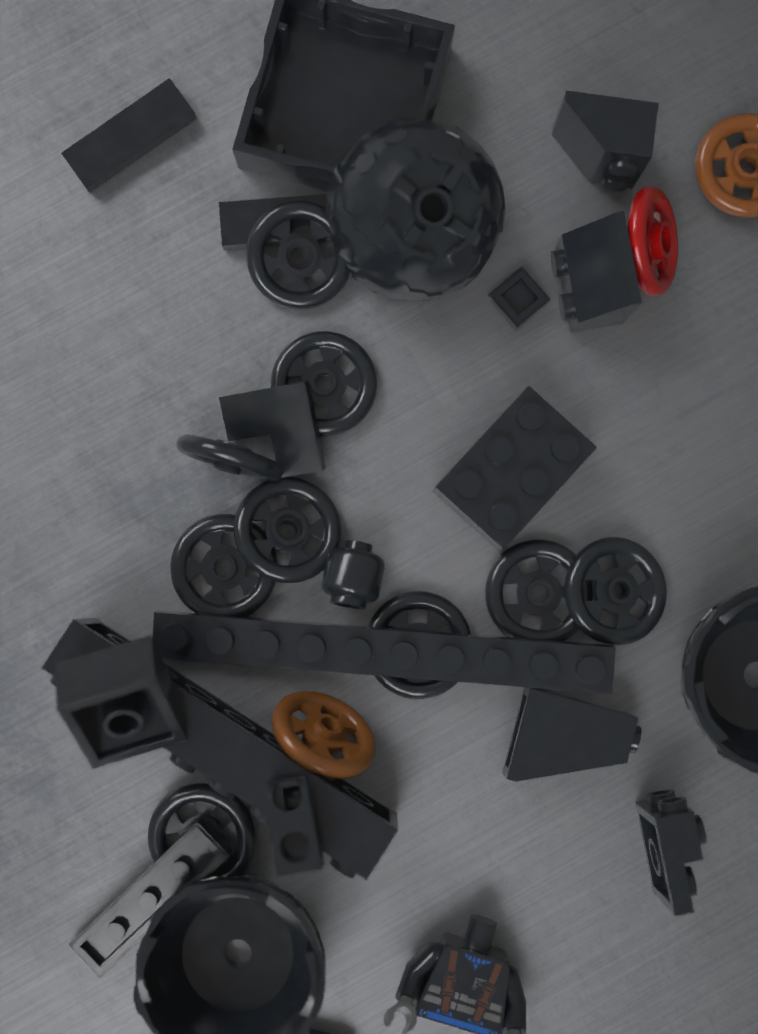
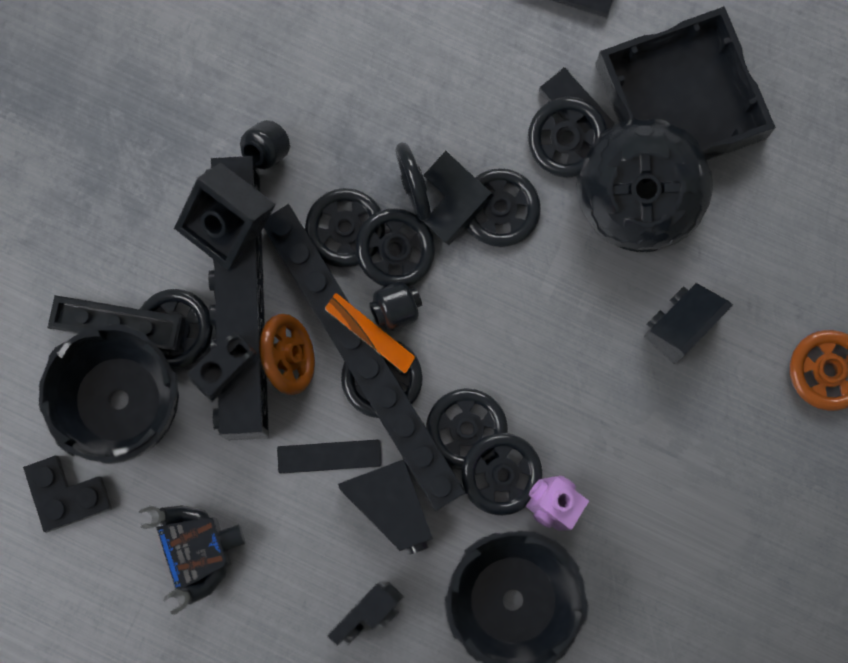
camera: 55 degrees right, 5 degrees down
(67, 591) = (266, 143): none -> black head
(364, 626) = (370, 332): none -> orange sticker
(462, 762) = (329, 456): none -> black sticker
(514, 469) = (531, 357): black brick -> none
(518, 298) = (640, 288): black tile -> none
(606, 137) = (777, 268): black slope -> none
(653, 240) = (735, 342): red plate -> none
(691, 555) = (556, 503): none -> lavender brick

